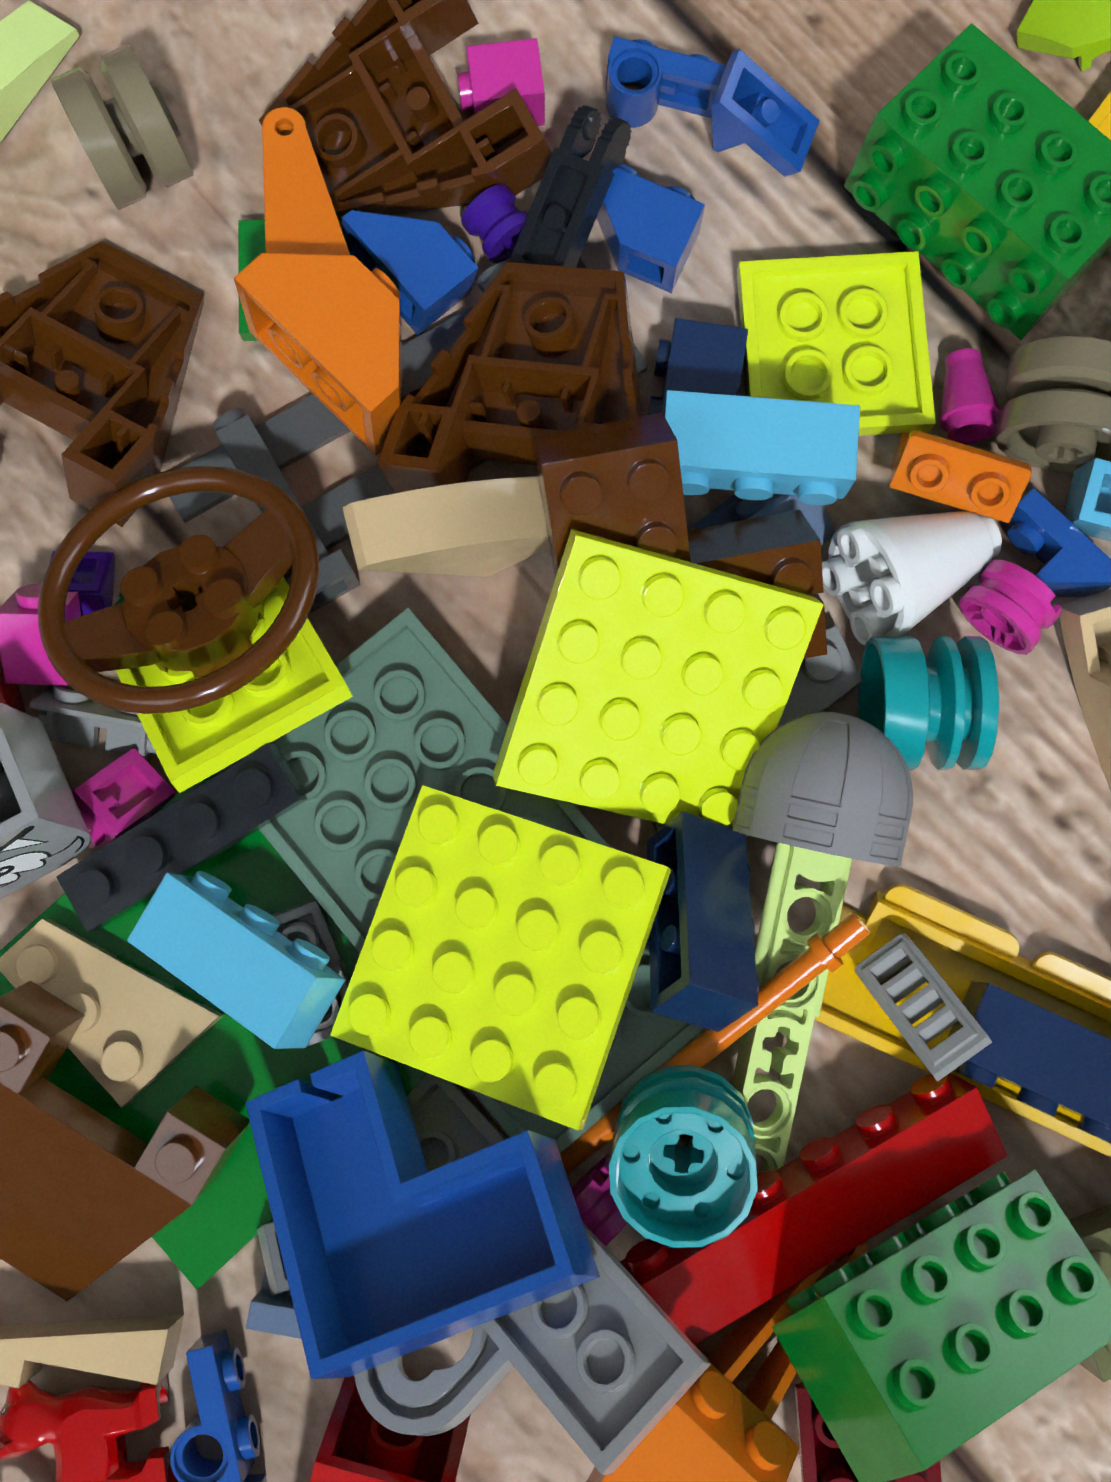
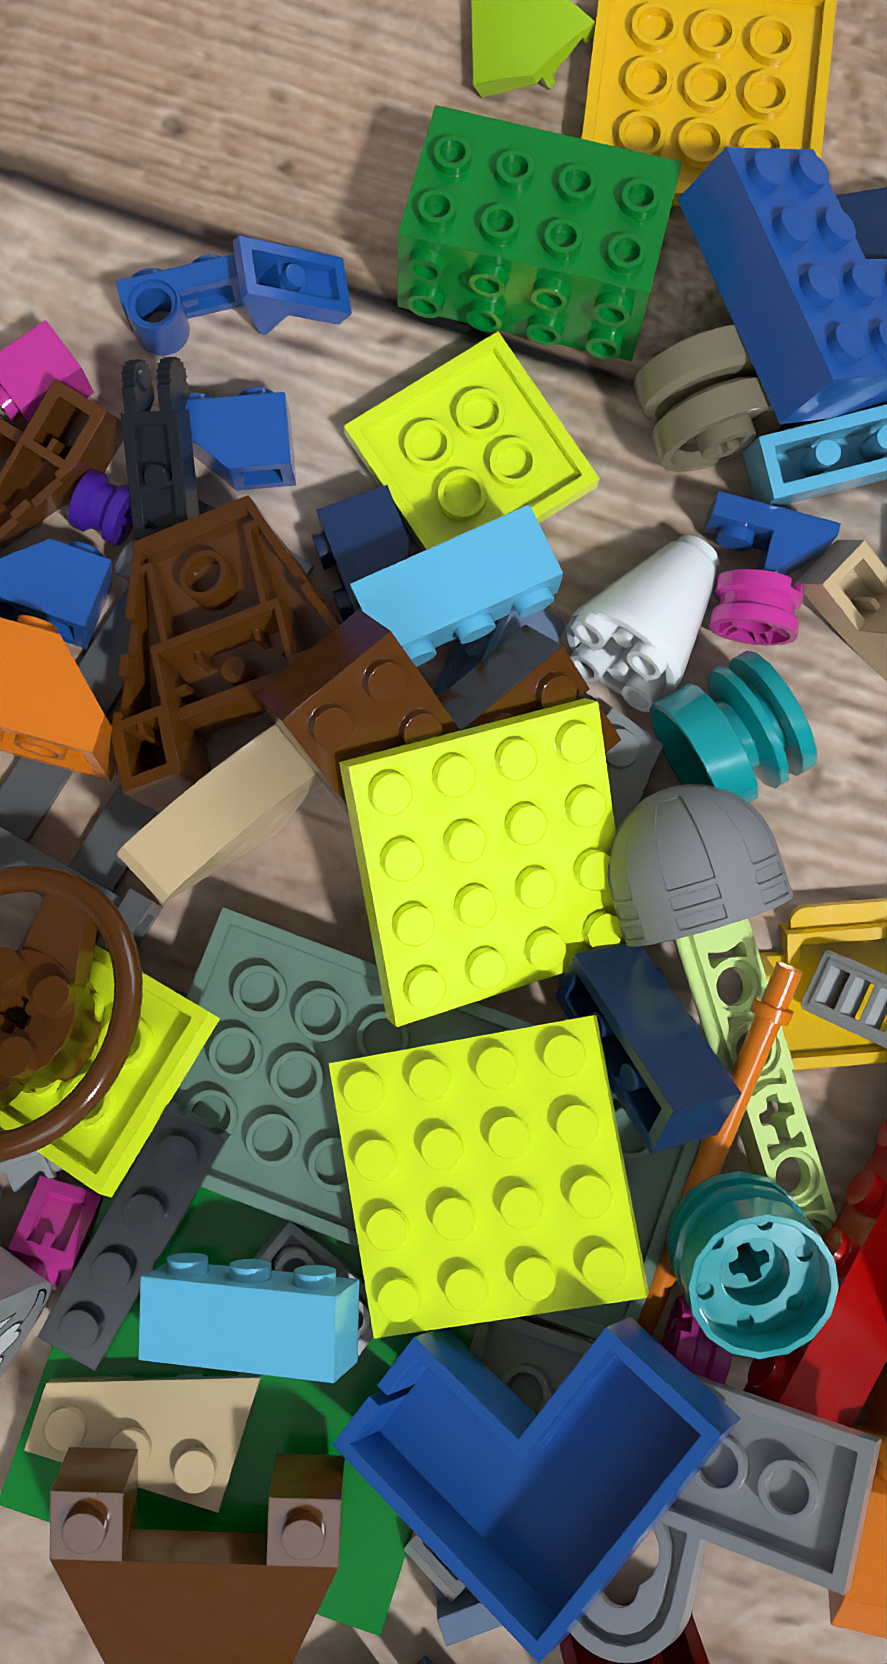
camera: 30 degrees left, 0 degrees up
(959, 475) = (646, 515): orange bracket -> none
(968, 401) = (616, 441): dark pink cone -> none

